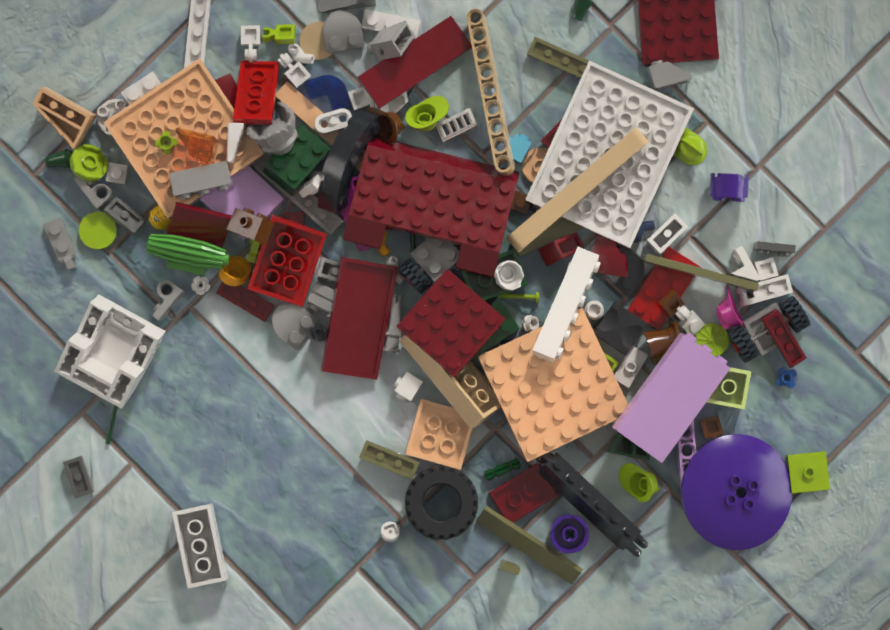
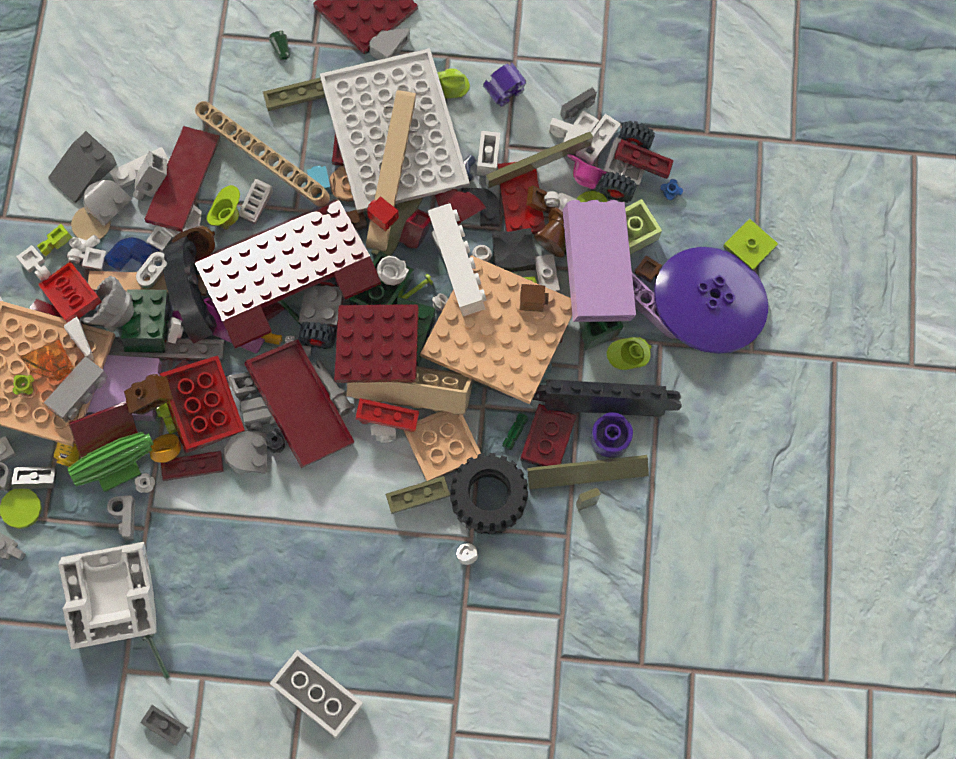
camera: 45 degrees left, 15 degrees down
(414, 383) = (386, 415): none -> red piece
(537, 225) = (382, 213): none -> red brick
(597, 384) = (533, 297): none -> reddish brown brick

